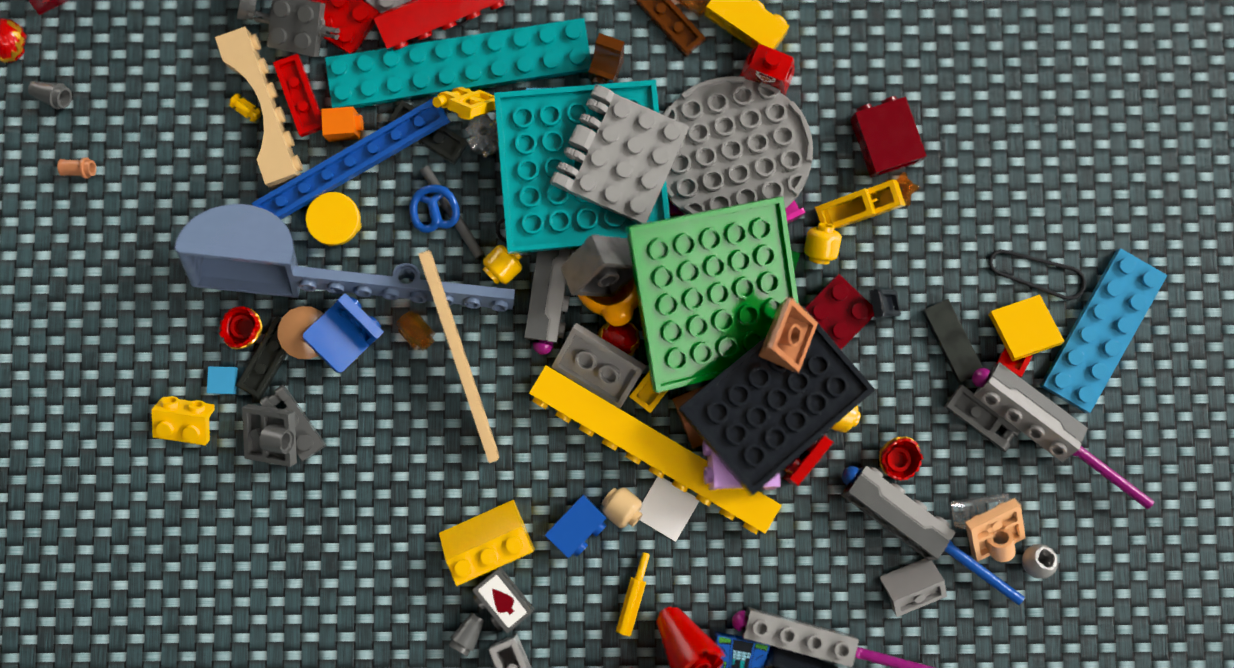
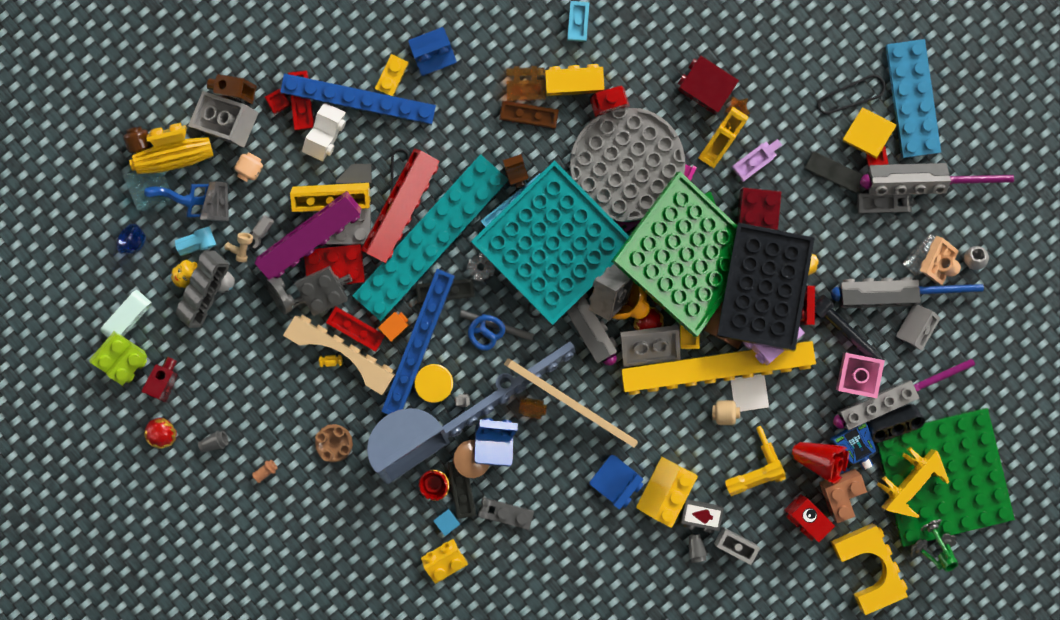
camera: 40 degrees left, 5 degrees up
(174, 197) = (333, 443): none -> medium nougat dish
(269, 435) = (500, 530): dark grey plate -> none
(346, 260) = (462, 400): none -> light grey bar
(440, 486) = (616, 481): none -> blue bracket
(465, 102) = (457, 258): yellow plate -> none
(501, 265) = (549, 333): yellow head -> none
(576, 526) = (709, 442): blue brick -> none
(595, 607) = (754, 478): none -> yellow axle
(624, 158) = (575, 219): light grey hinge -> none
(789, 336) = (744, 247): nougat slope -> none
(805, 587) = (860, 375): none -> bright pink slope
(822, 243) = (719, 176): yellow head -> none
(823, 480) = (823, 309): none -> black piece
(877, 258) = (756, 160): none -> lavender hinge
(885, 303) = (781, 183): black tile -> none
(900, 458) = (856, 262): red hair -> none

